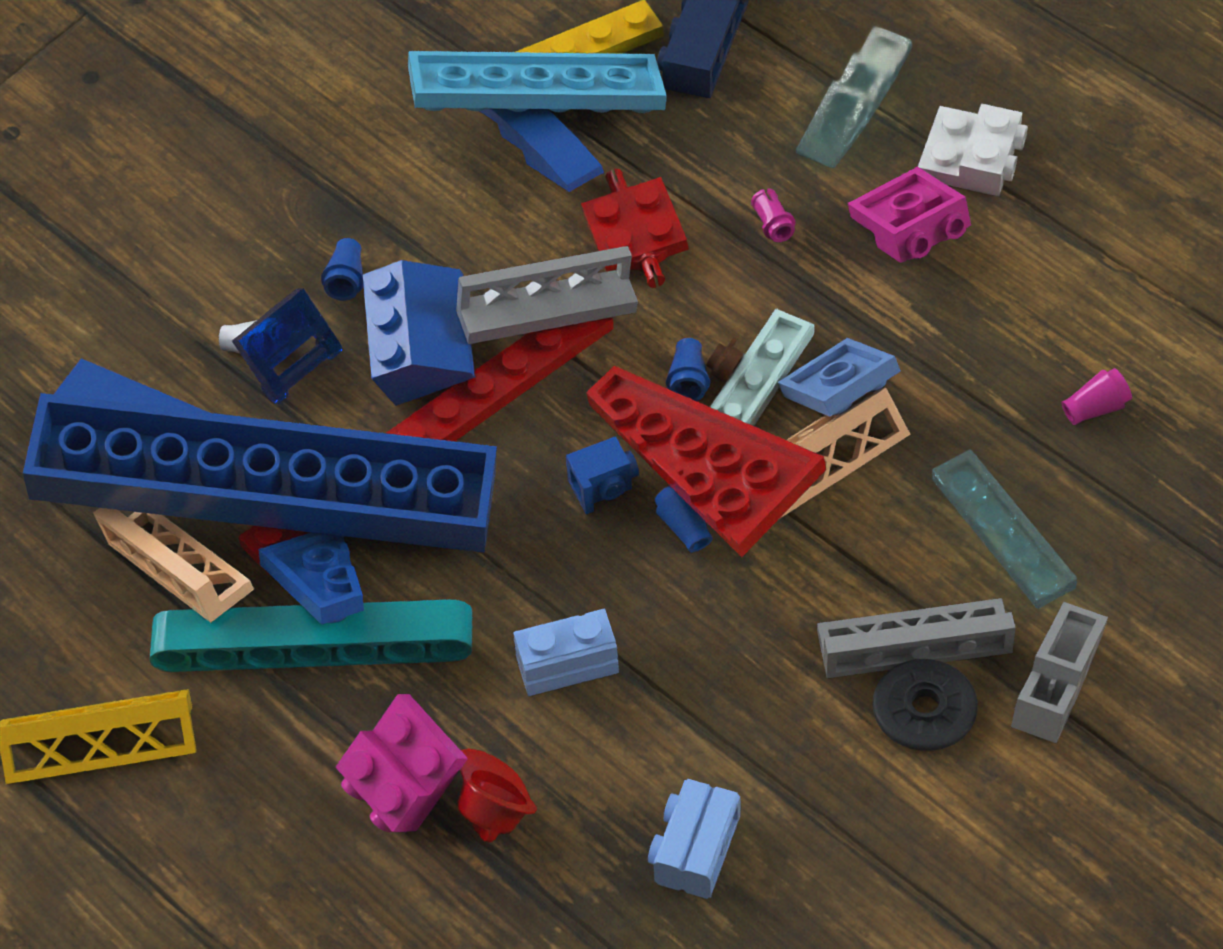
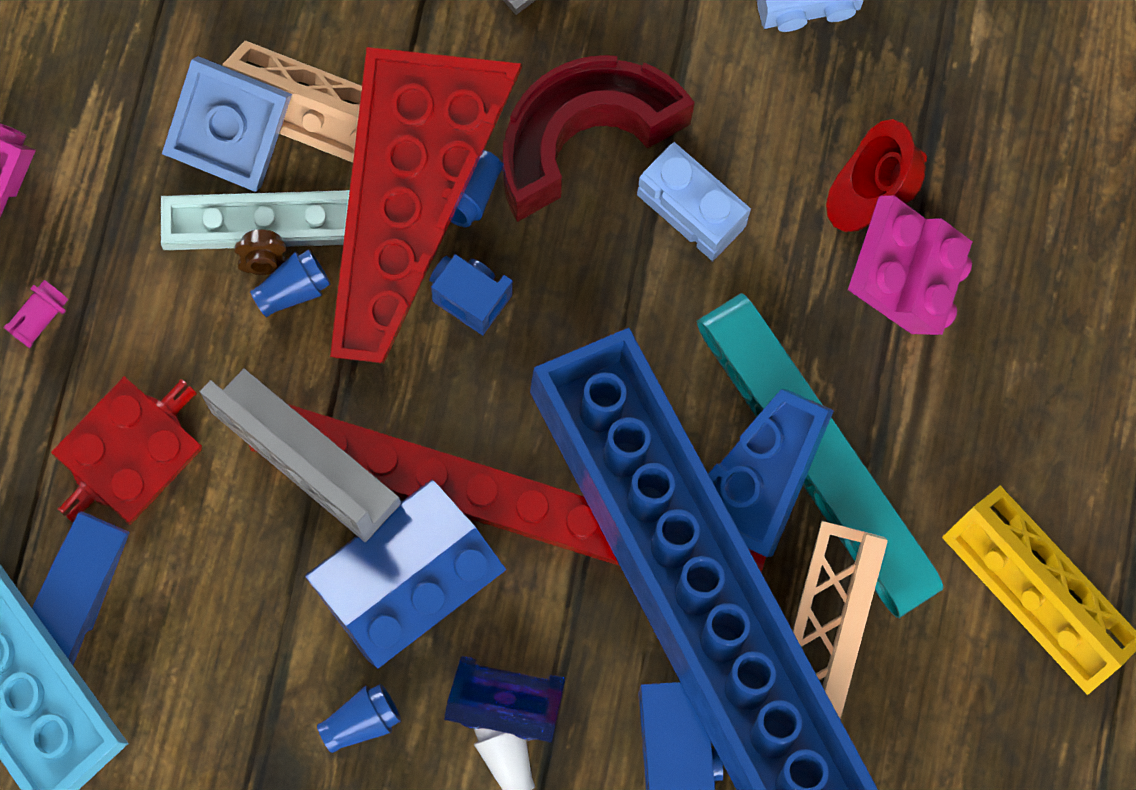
camera: 130 degrees left, 20 degrees up
(697, 630) = (577, 98): none -> dark red brick

